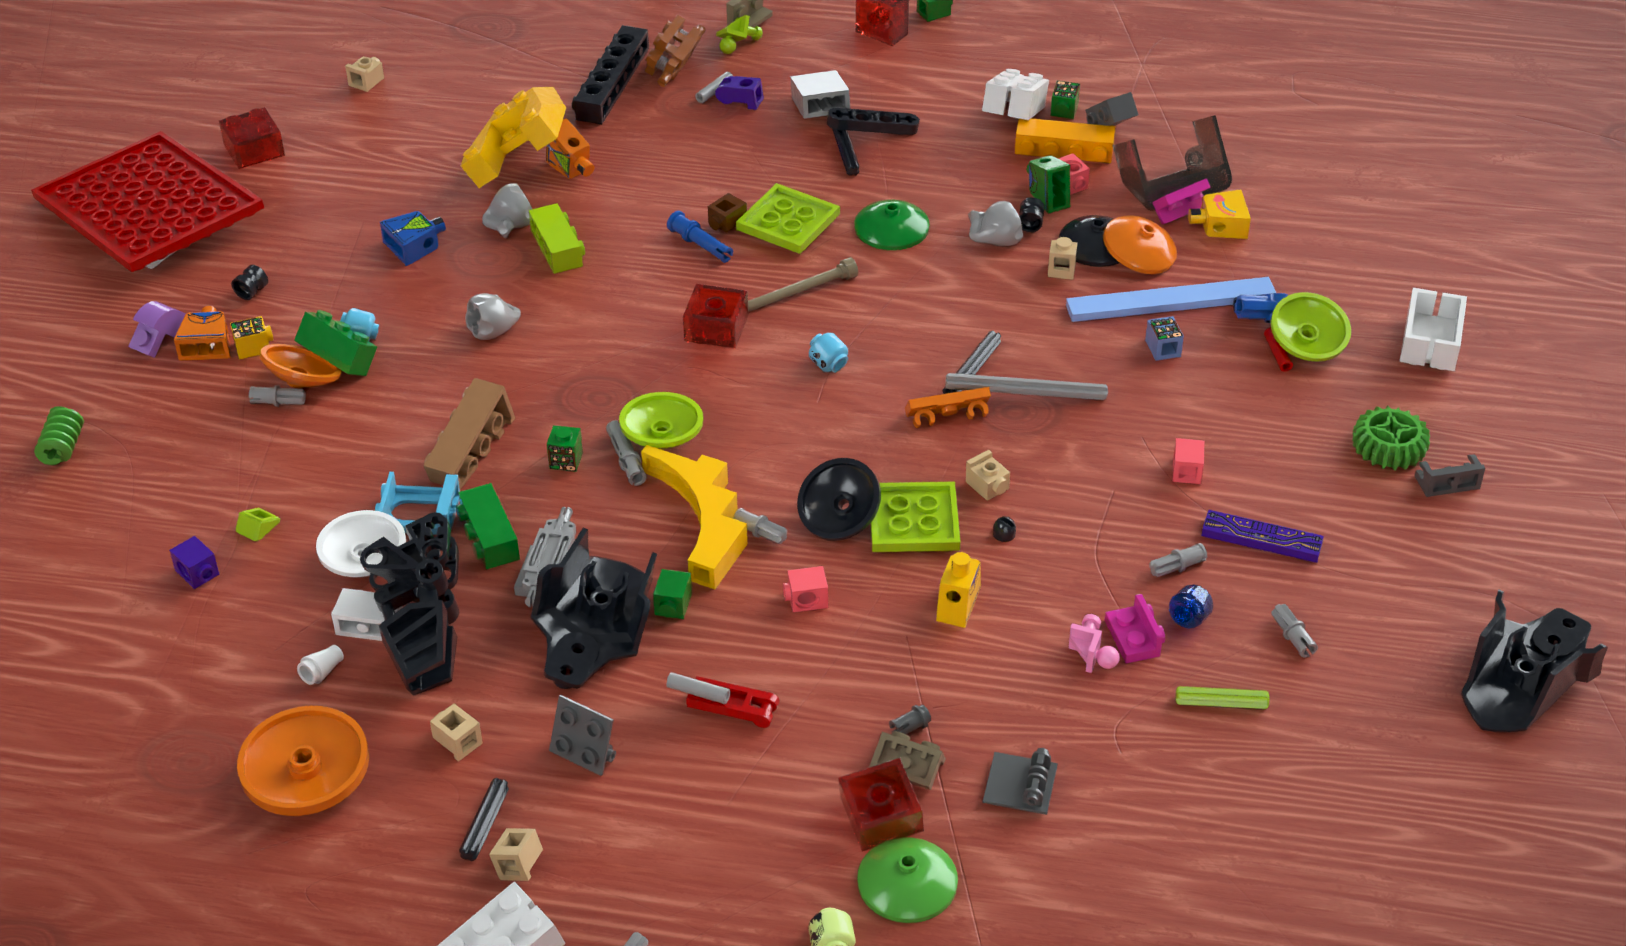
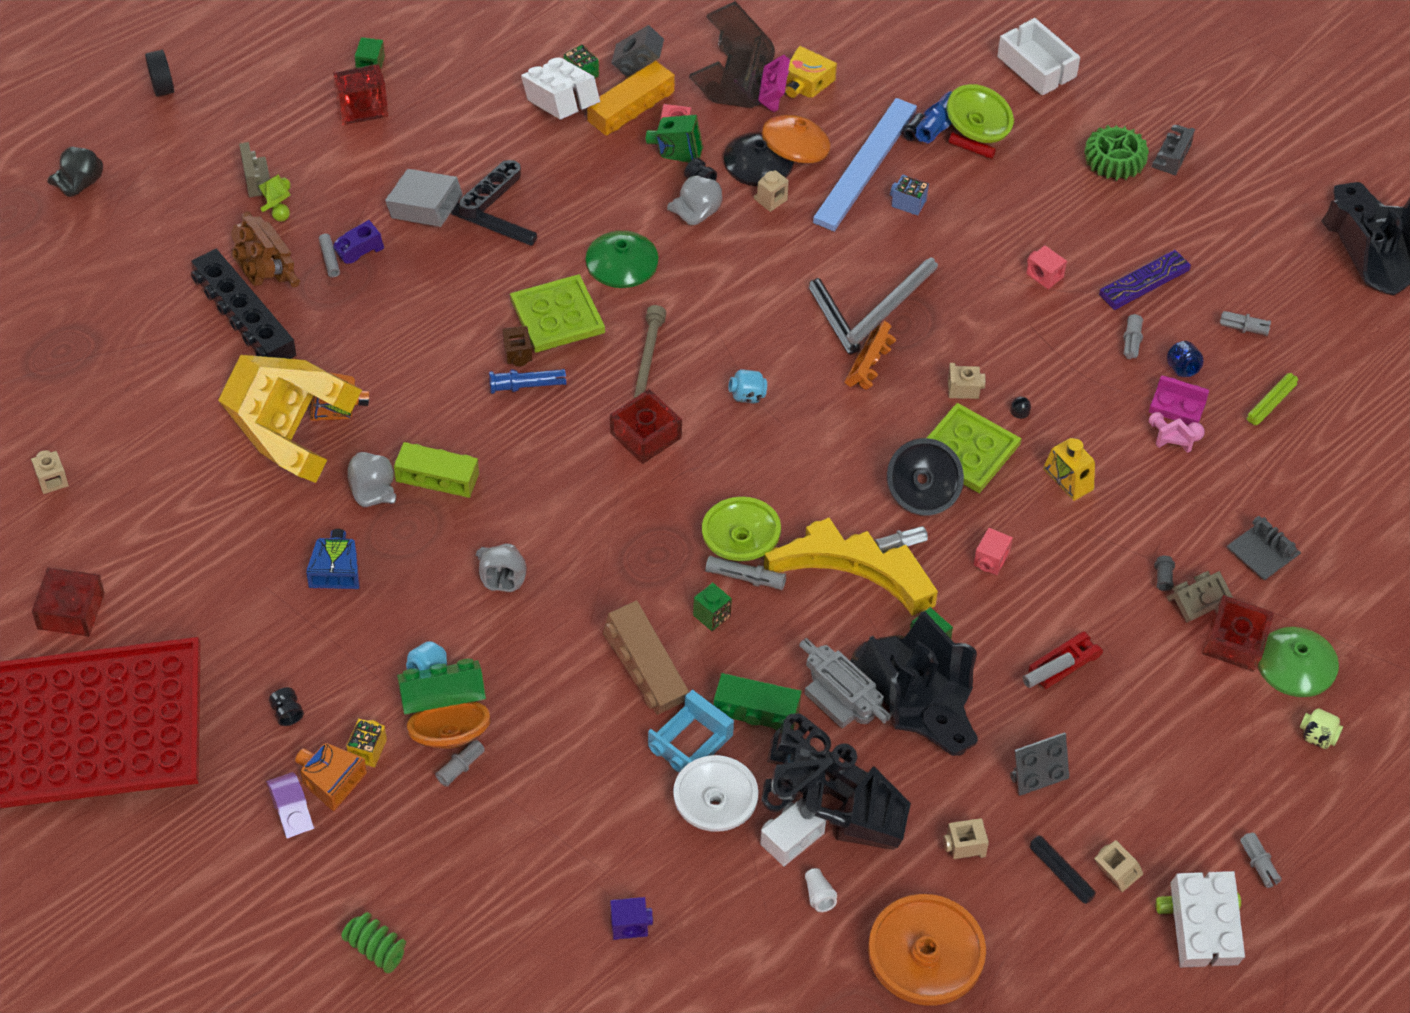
camera: 55 degrees left, 10 degrees up
(256, 523) = (609, 855): lime slope -> none

